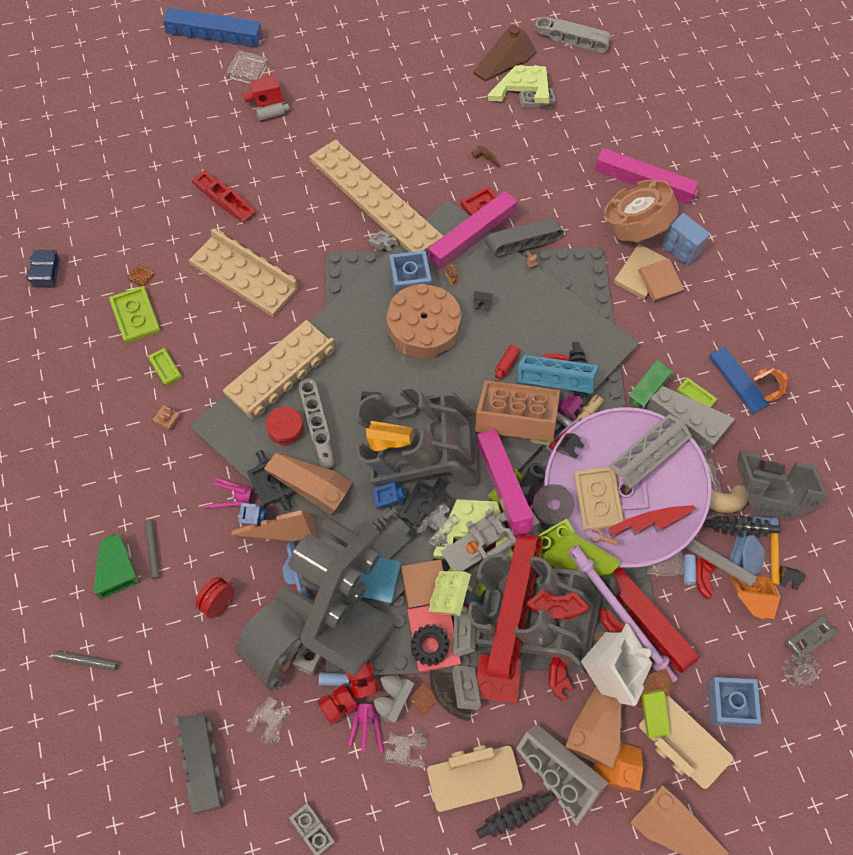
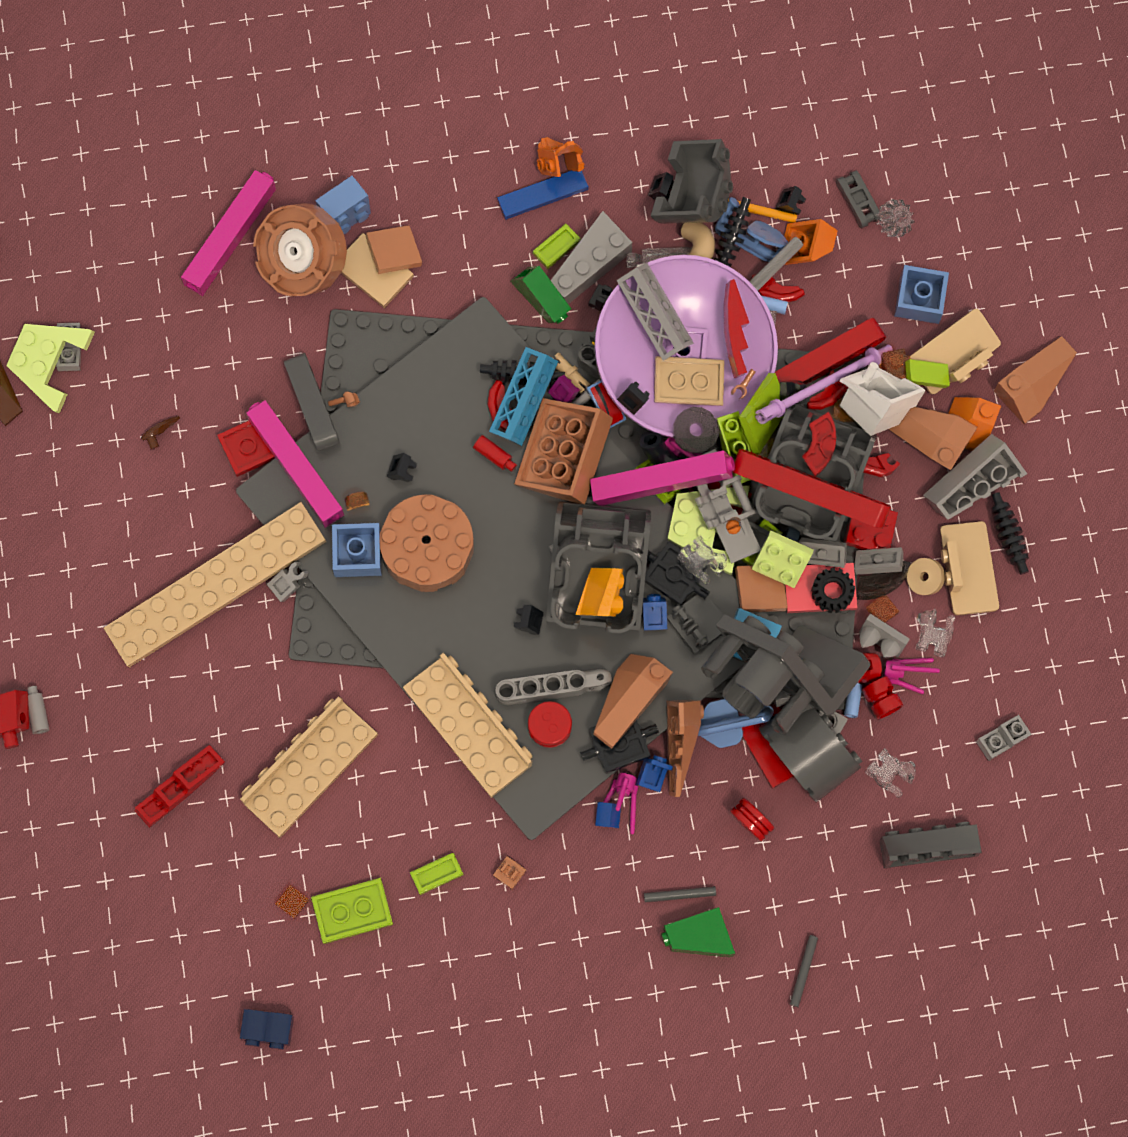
camera: 80 degrees left, 10 degrees up
(211, 489) = (607, 815): none -> blue slope
(461, 742) = (935, 579): none -> tan piece

